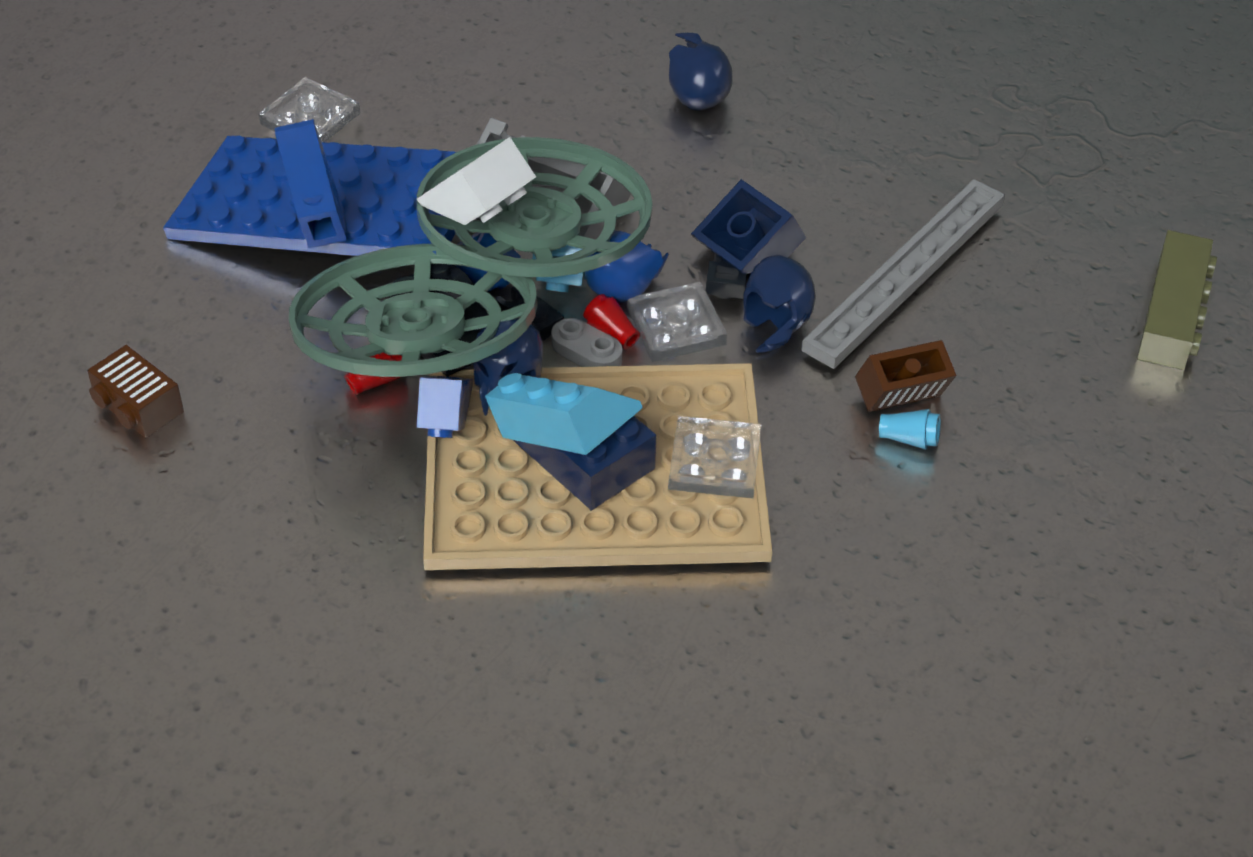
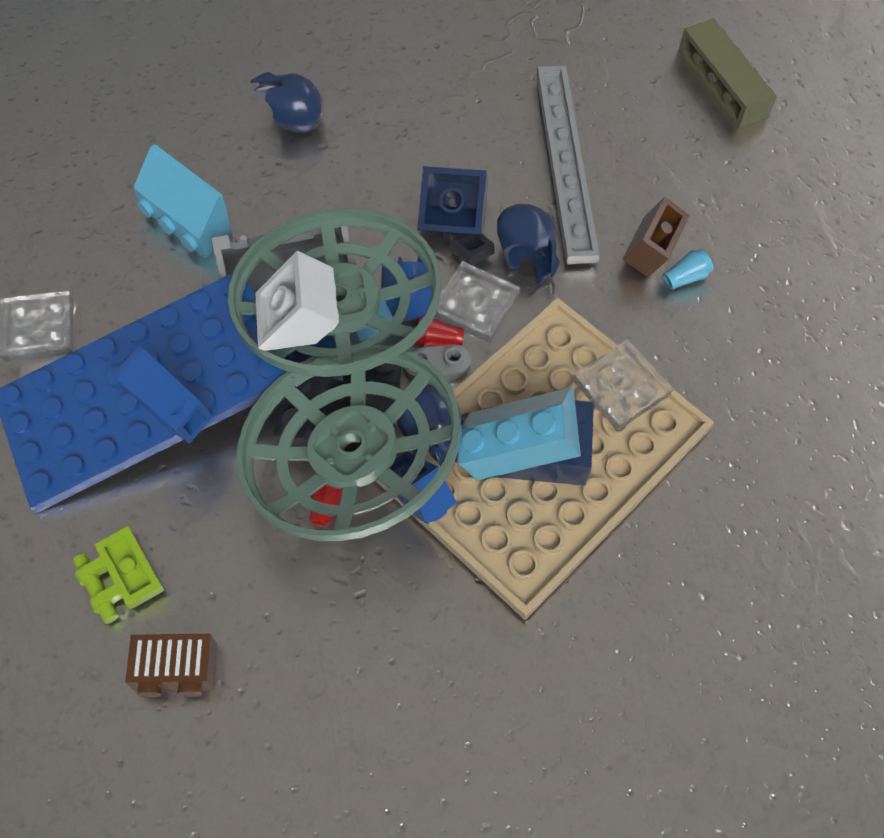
camera: 45 degrees left, 15 degrees up
(179, 314) = (128, 568): none -> lime plate
(513, 86) = (181, 202): none -> medium azure slope

